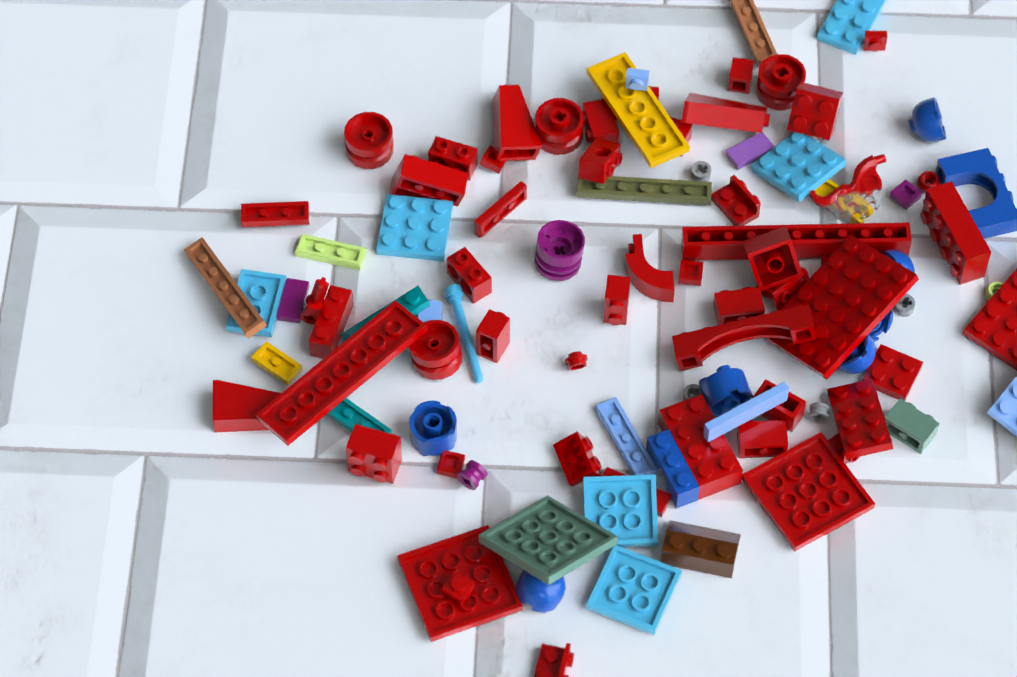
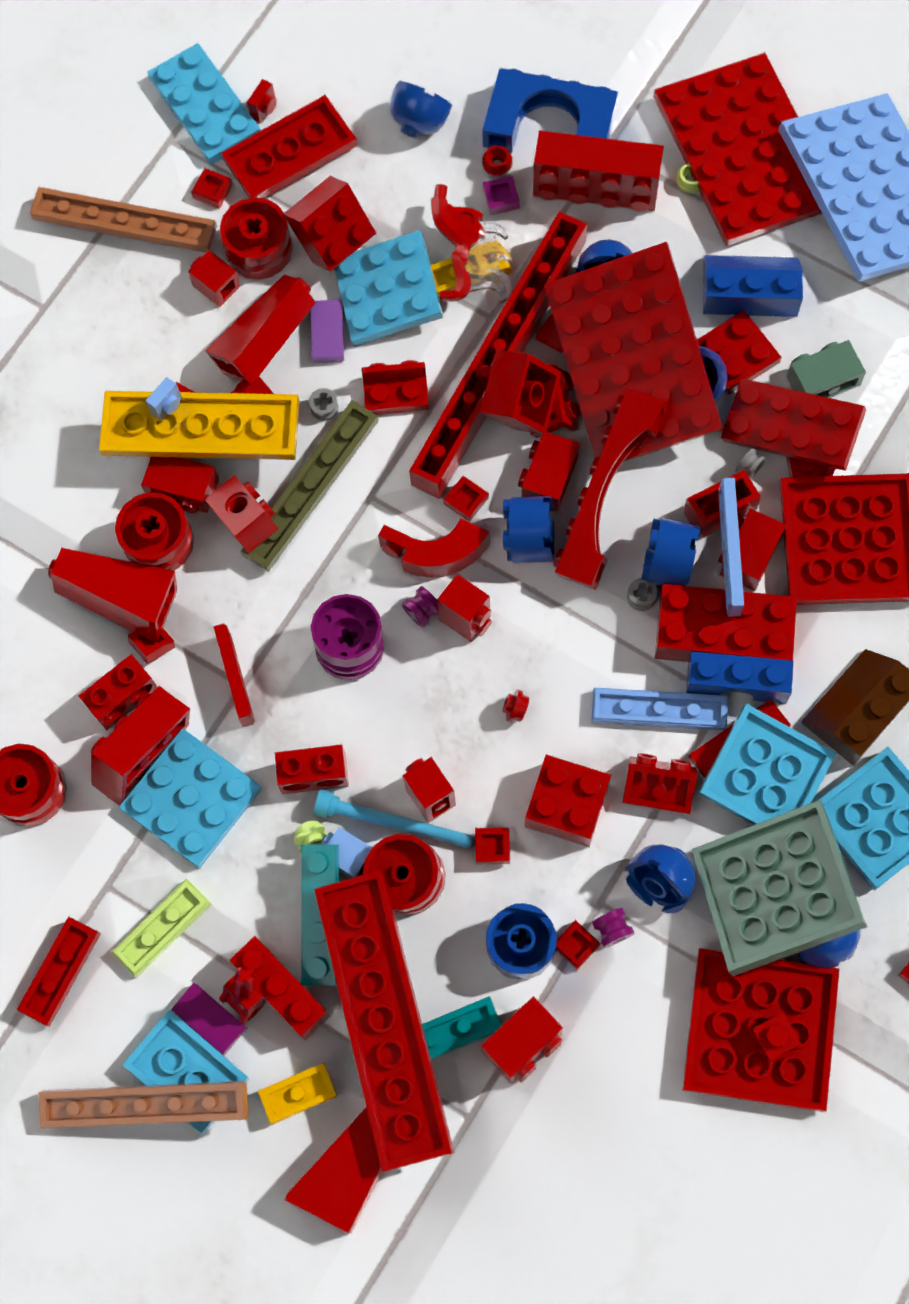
camera: 55 degrees left, 15 degrees up
(431, 292) = (309, 833): none -> yellowish green plate
(482, 390) = (492, 845): none -> red plate
(520, 483) = (662, 876): none -> blue cylinder
(534, 413) = (567, 800): none -> red brick
(601, 281) = (421, 607): none -> magenta wheel
(690, 309) = (530, 529): none -> blue brick
(801, 46) = (212, 188): none -> red tile
(854, 71) = (289, 148): none -> red plate
(943, 357) = (752, 284): none -> blue slope

